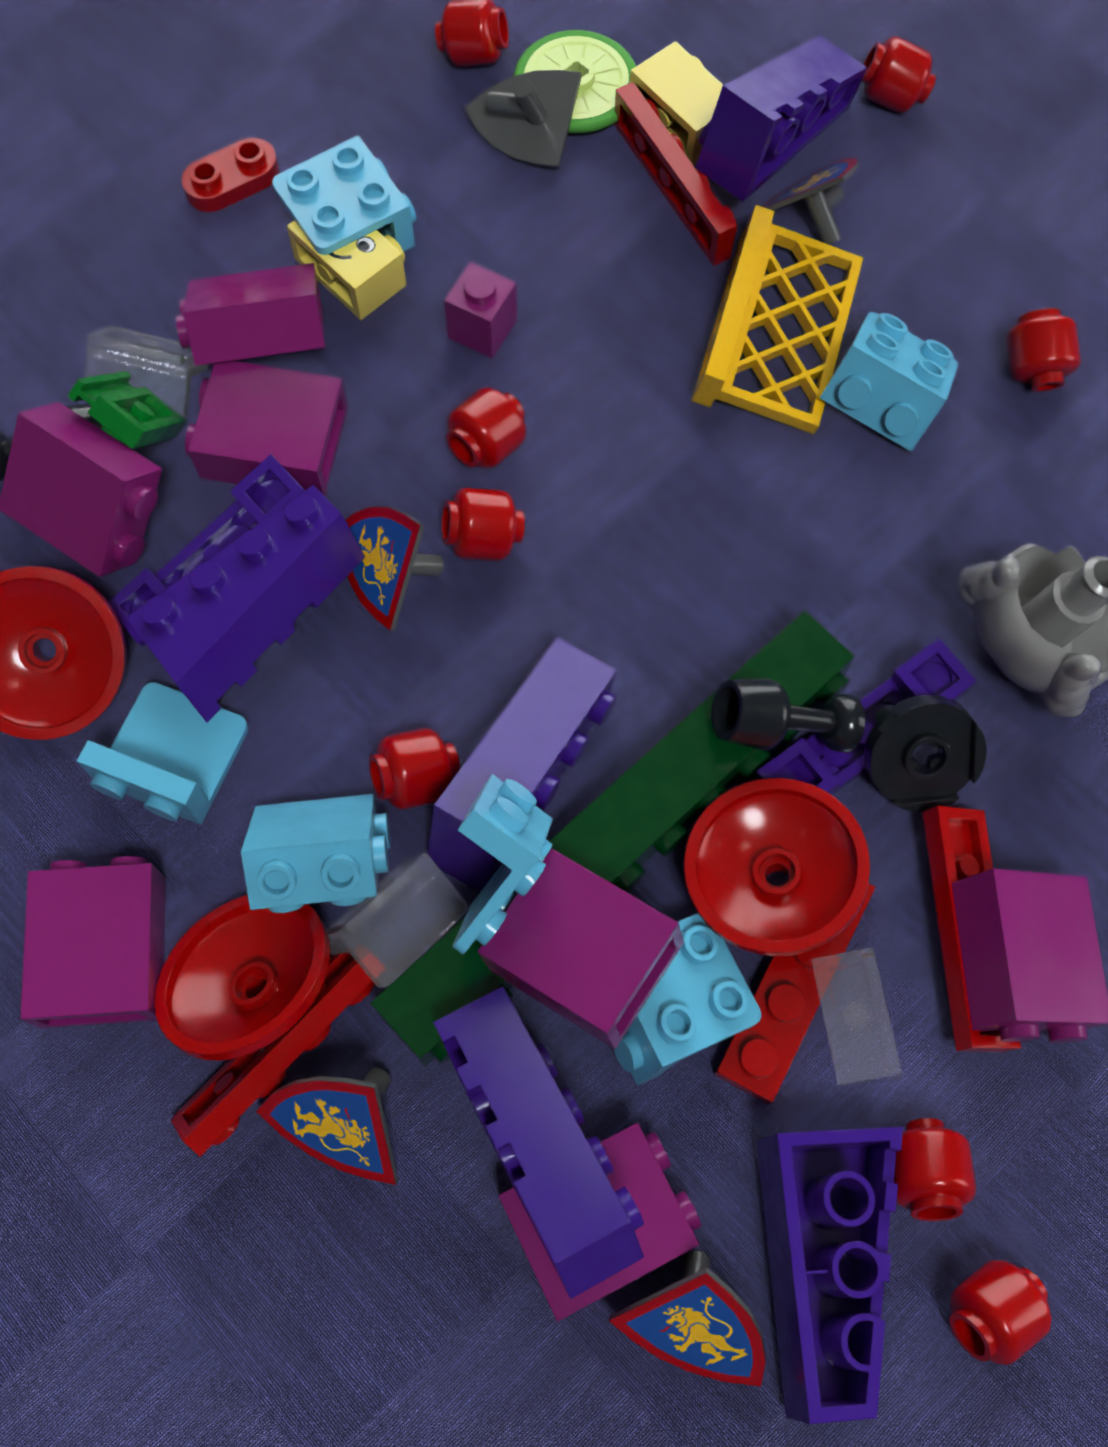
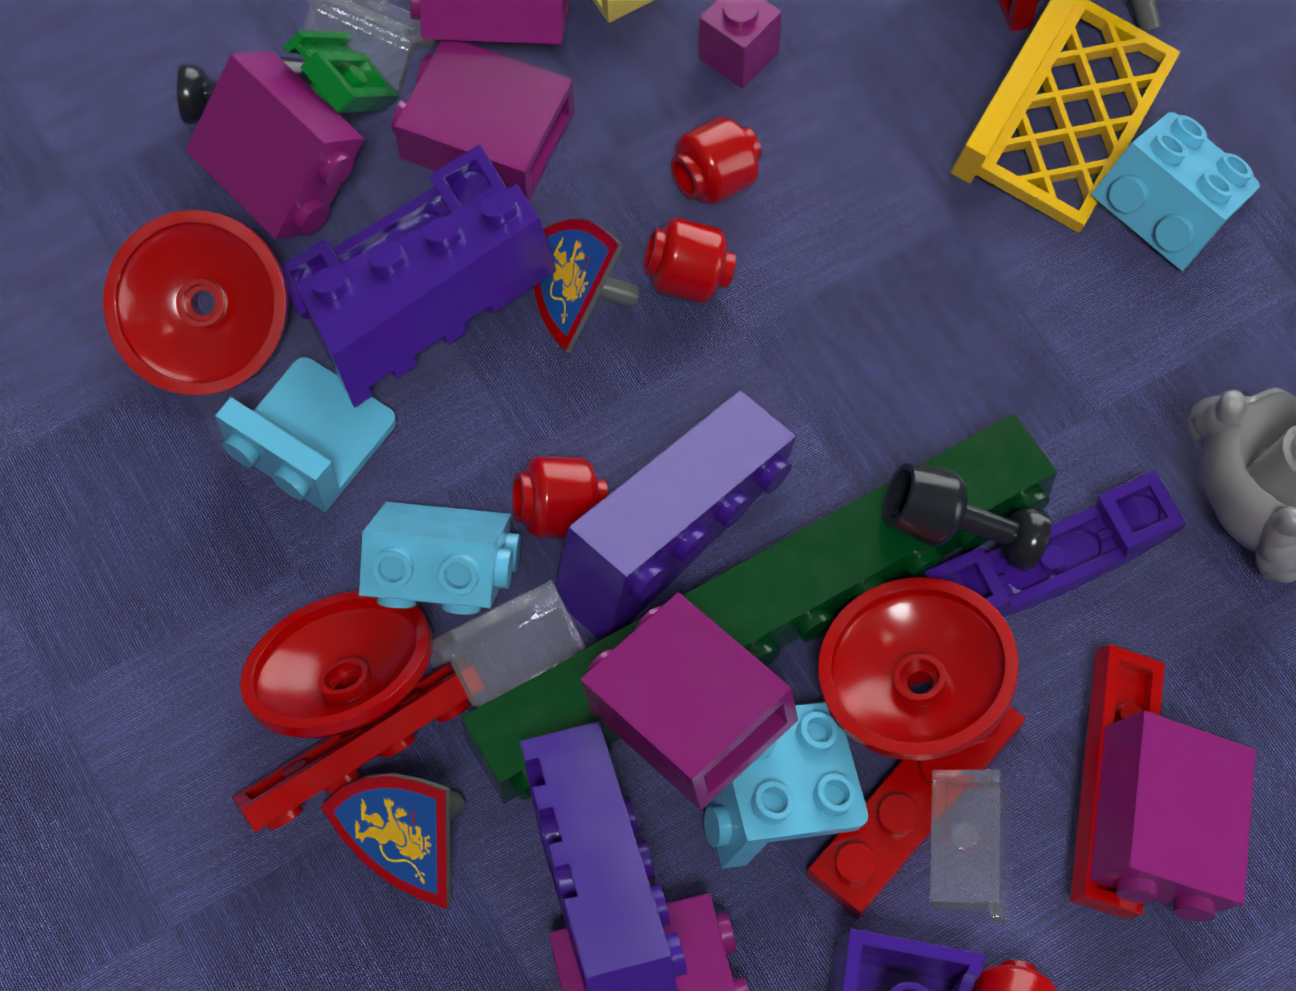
camera: 15 degrees right, 5 degrees down
(93, 943) = (191, 606): magenta brick -> none
(515, 833) = (645, 563): medium azure bracket -> none
(905, 727) = (1102, 551): black plate -> none

